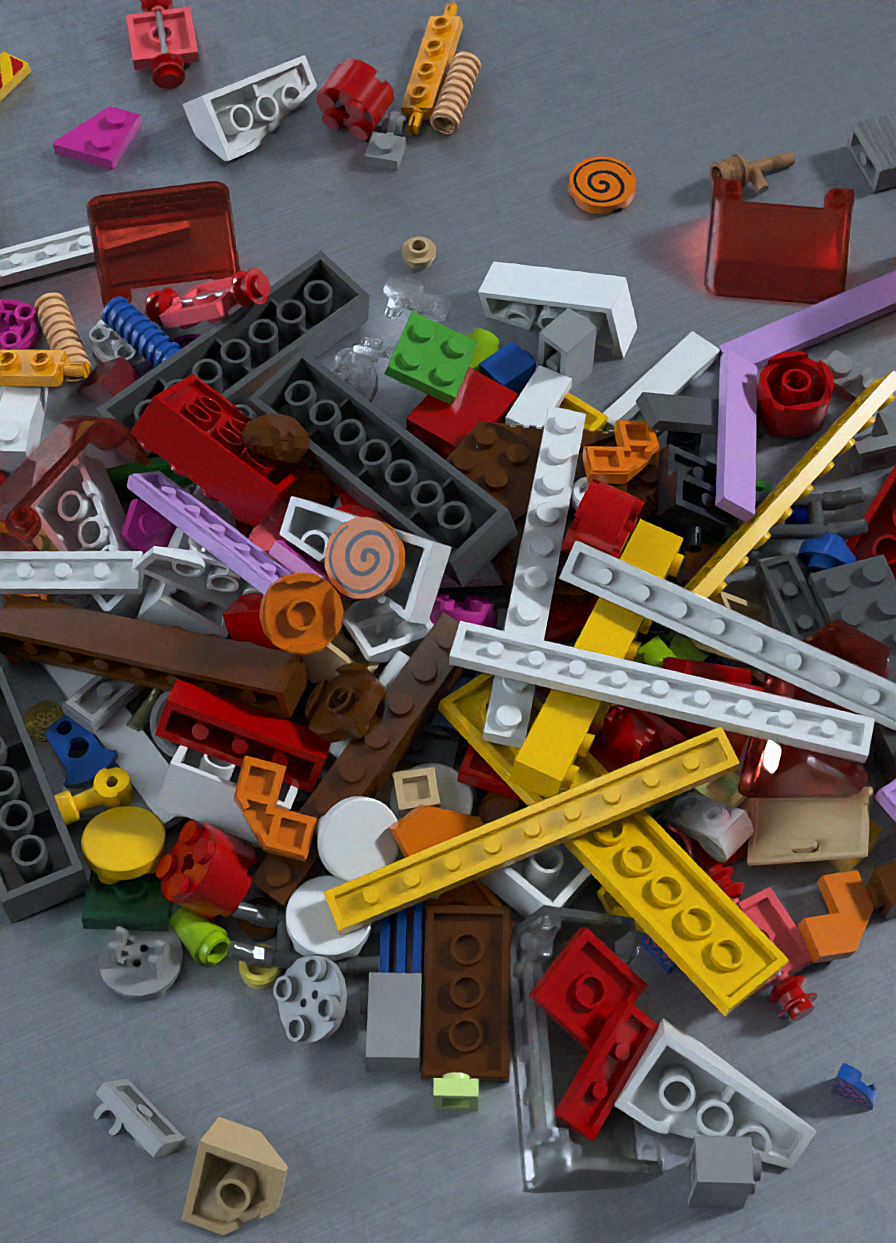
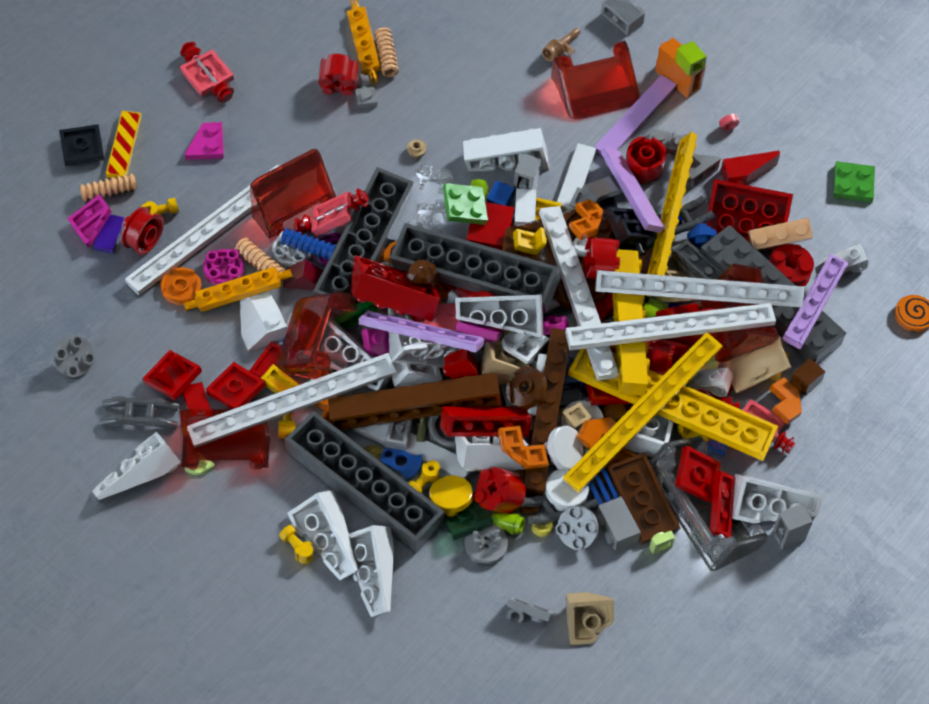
camera: 30 degrees left, 0 degrees up
(245, 112) = (278, 101): white wedge -> none
(301, 613) = (490, 352): orange tile -> none
(364, 558) = (508, 315): orange tile -> none
(497, 453) = (528, 241): none -> yellow bracket
(602, 185) = (489, 78): orange tile -> none
(849, 1085) = (825, 470): blue tile -> none

